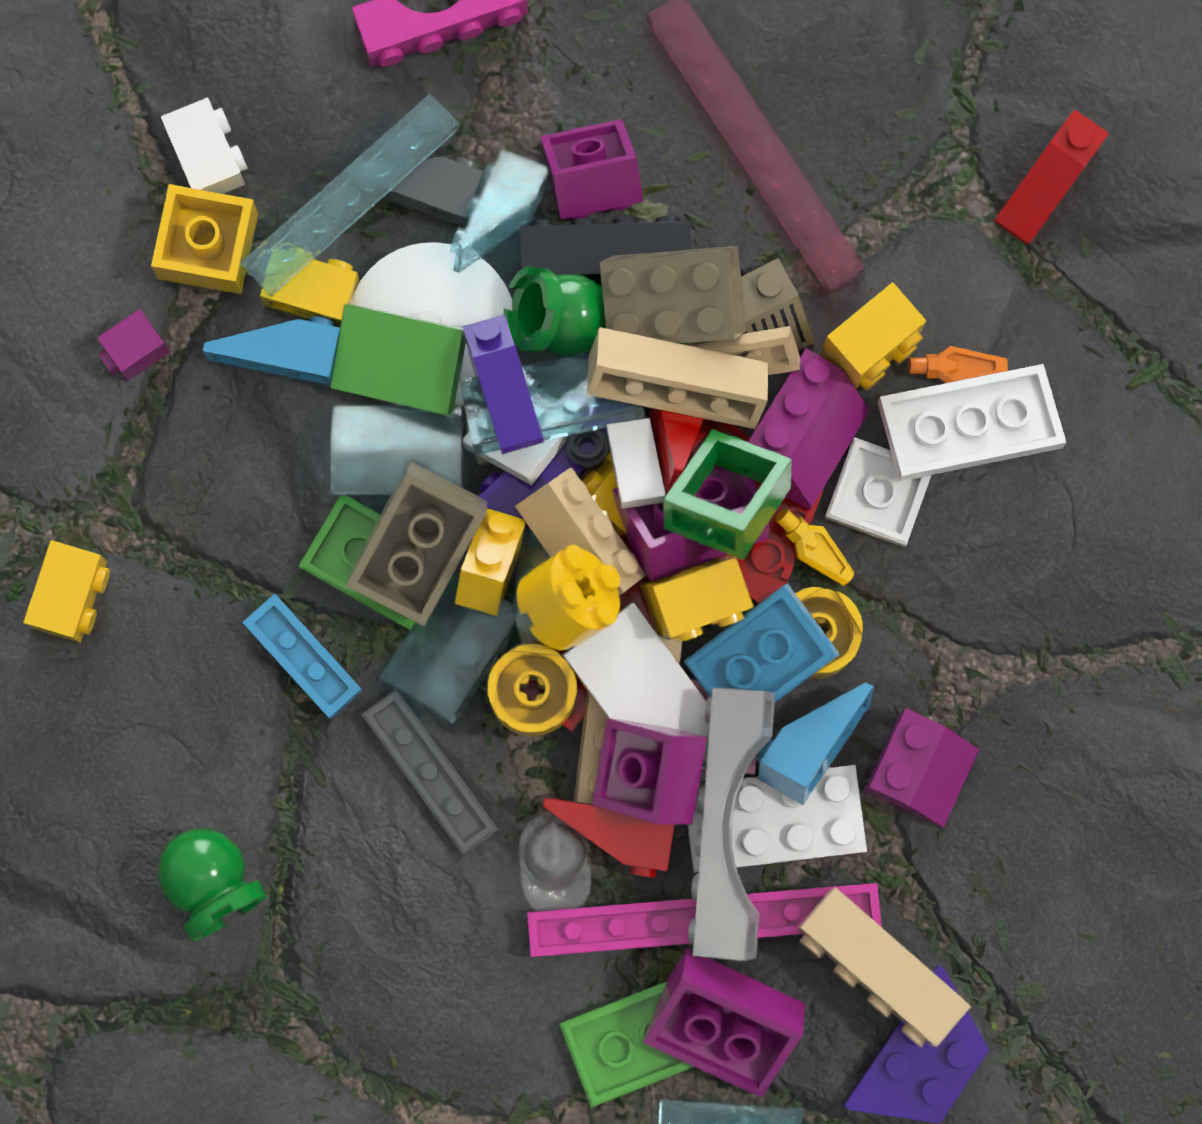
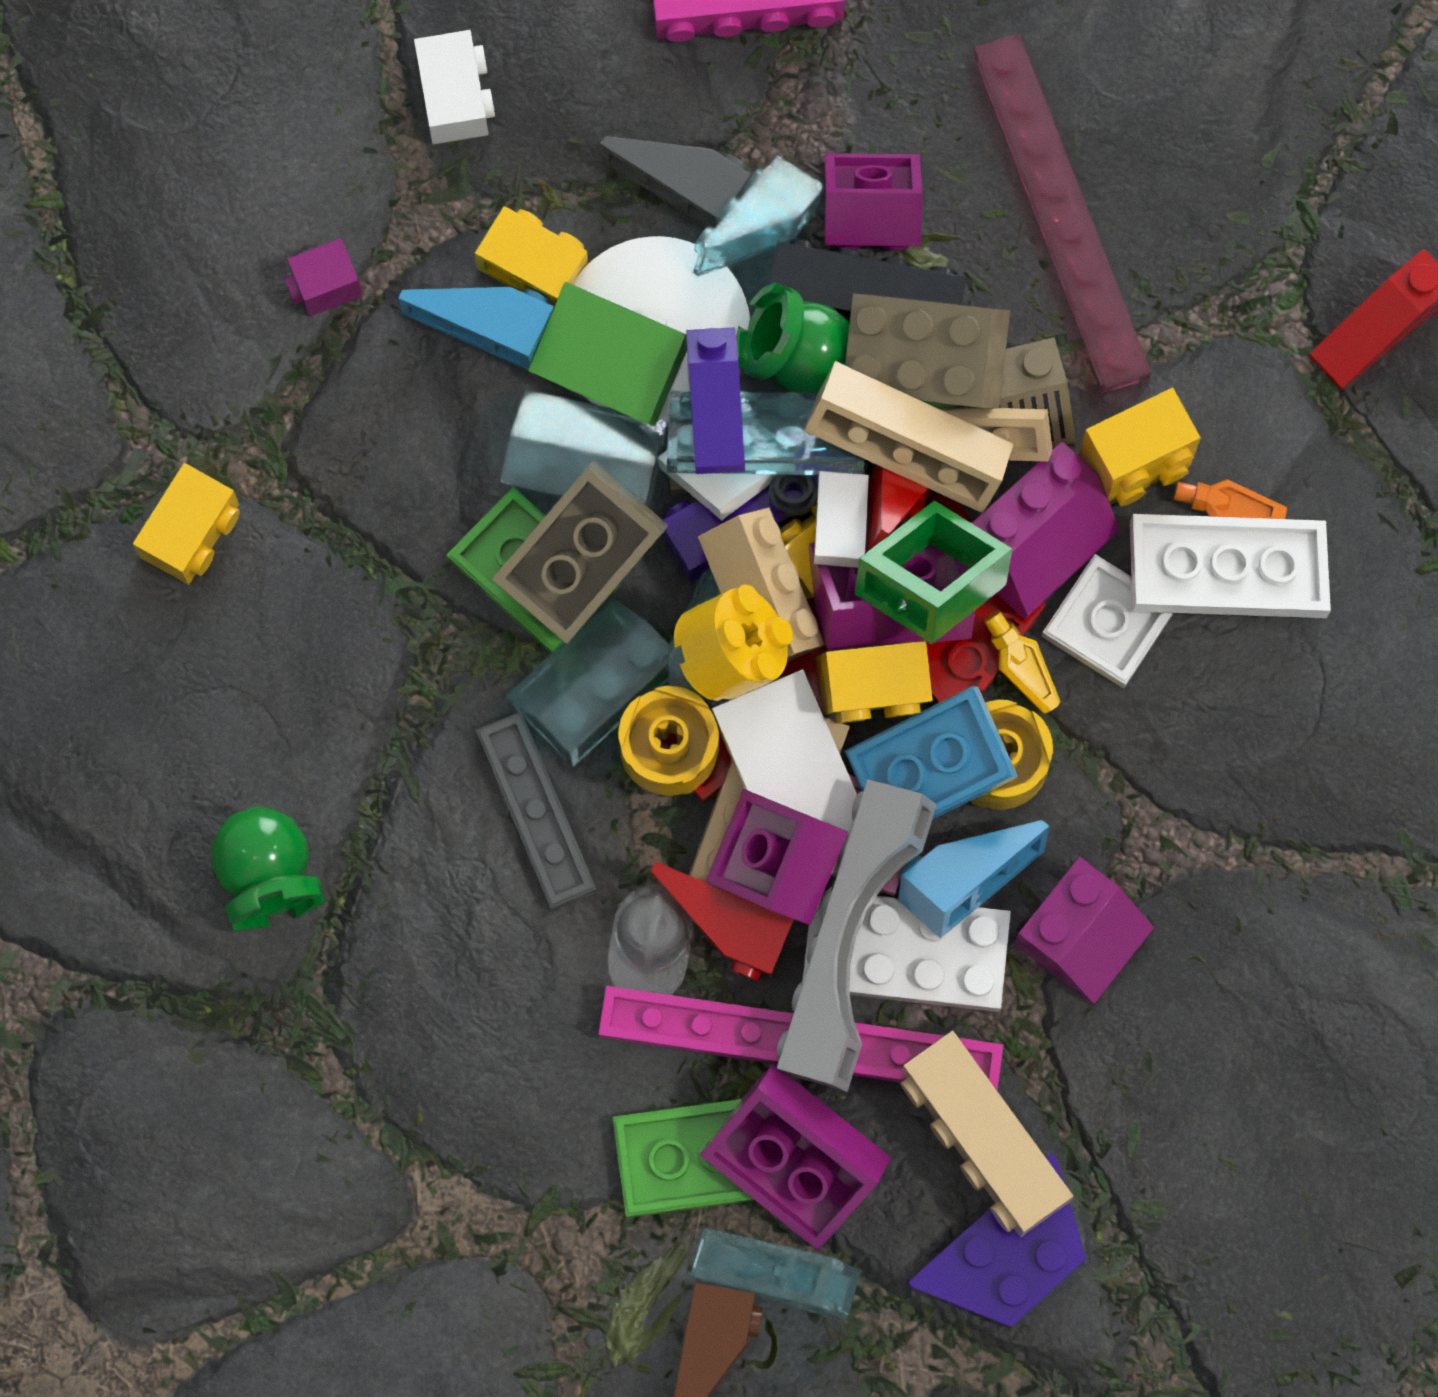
camera: 20 degrees right, 5 degrees down
(204, 239) = (430, 180): yellow brick -> none
(302, 656) = (427, 652): dark azure plate -> none
(350, 195) = (599, 166): clear light blue plate -> none
(490, 562) = (656, 591): yellow brick -> none

